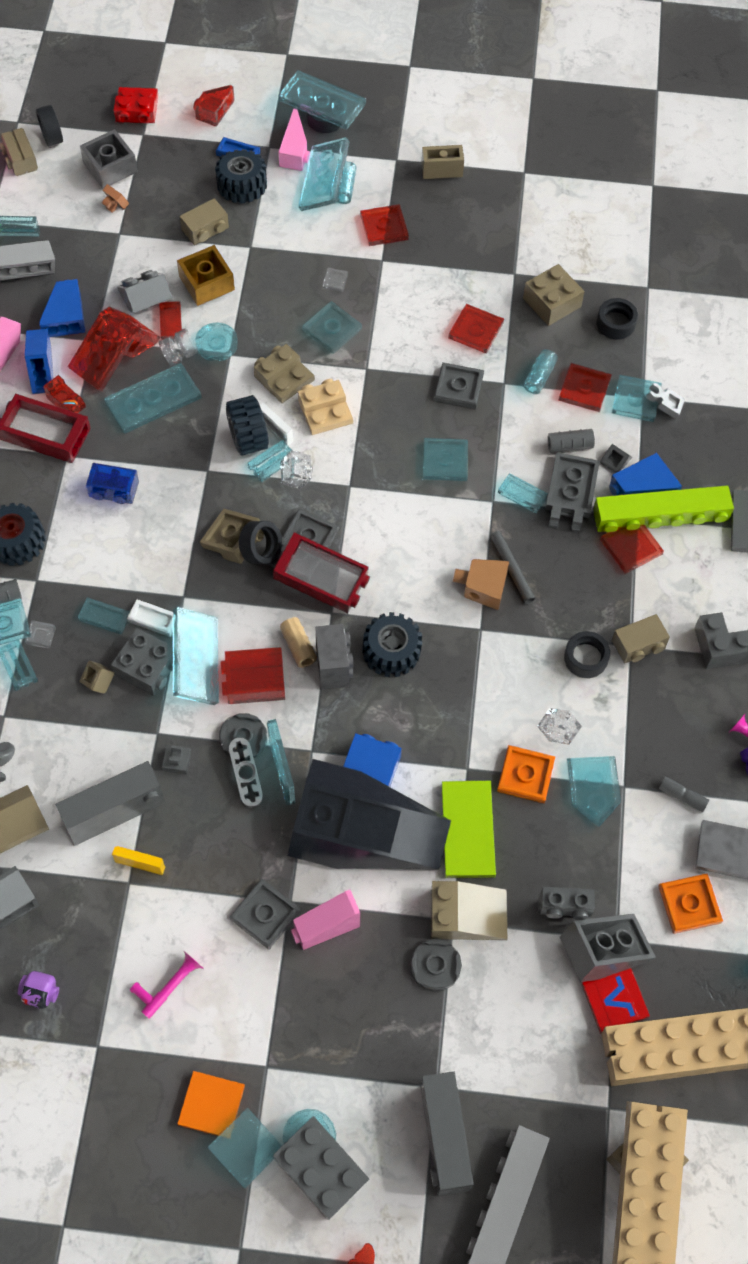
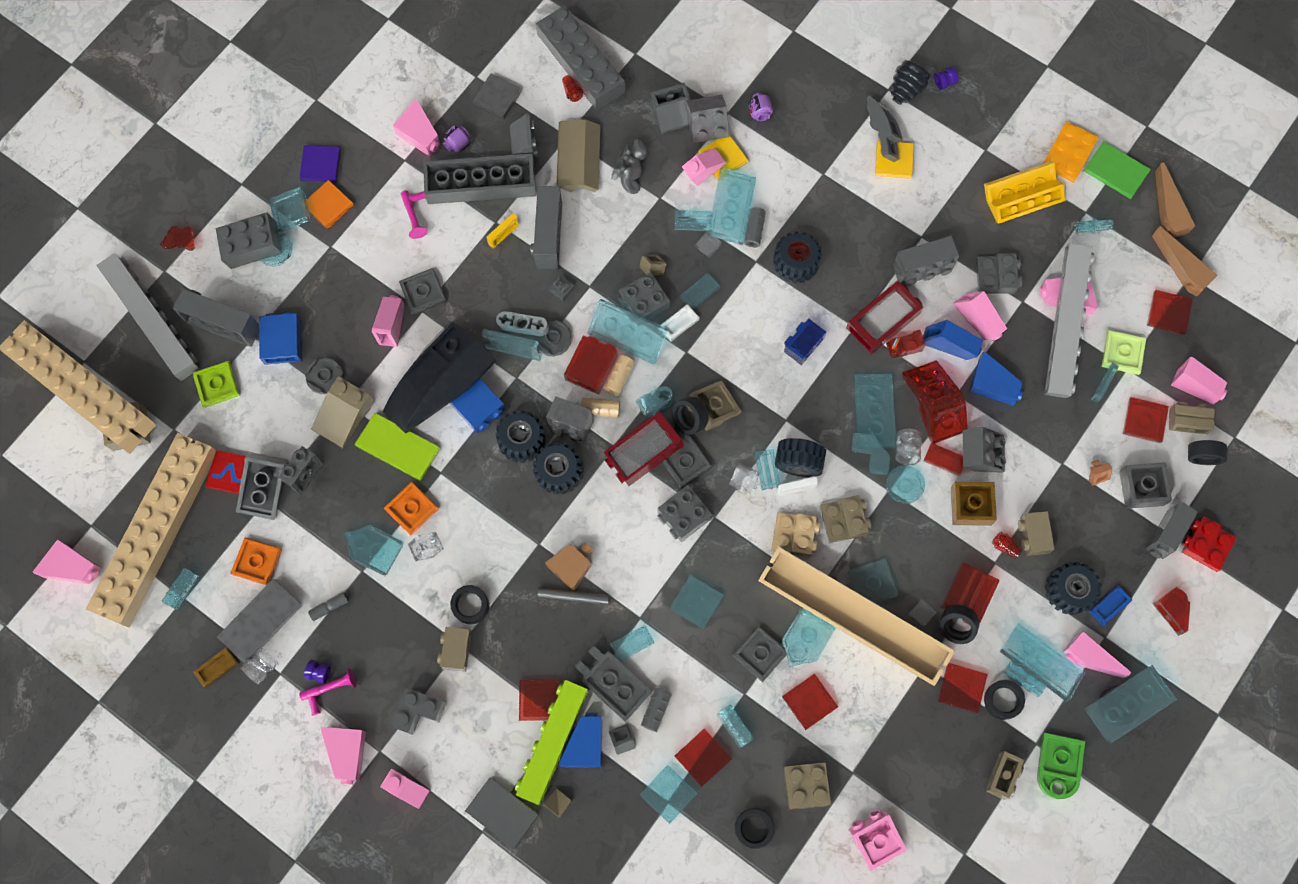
camera: 125 degrees right, 10 degrees up
(38, 187) = (1145, 420): none -> clear red tile
(47, 1047) = (416, 129): none -> bright pink slope
(84, 923) = (479, 178): none -> dark grey brick
(143, 124) = (1171, 530): none -> dark grey brick
(157, 1154) = (320, 163): none -> dark purple tile
(195, 381) = (879, 457): none -> clear light blue tile
(229, 241) = (1005, 544): none -> clear red cone
(250, 640) = (619, 375): none -> tan axle
(260, 592) = (653, 403): none -> clear light blue piece
(295, 248) = (972, 589): none -> clear red brick
(331, 239) = (954, 635): none -> black tyre
(366, 507) = (684, 514): none -> dark grey brick
(375, 177) = (1016, 689): none -> black tyre
(375, 322) = (856, 616): none -> tan piece
(380, 700) = (520, 436): none -> black wheel
(404, 135) = (1061, 763): none -> bright green tile
(420, 354) = (806, 638): none -> clear light blue tile
(422, 1043) = (280, 338): none -> blue brick
(523, 1091) = (216, 384): none -> lime tile
(558, 229) = (877, 838): none -> bright pink plate
(667, 400) = (647, 815): light grey plate -> none
(711, 476) = (557, 803): none -> dark tan slope

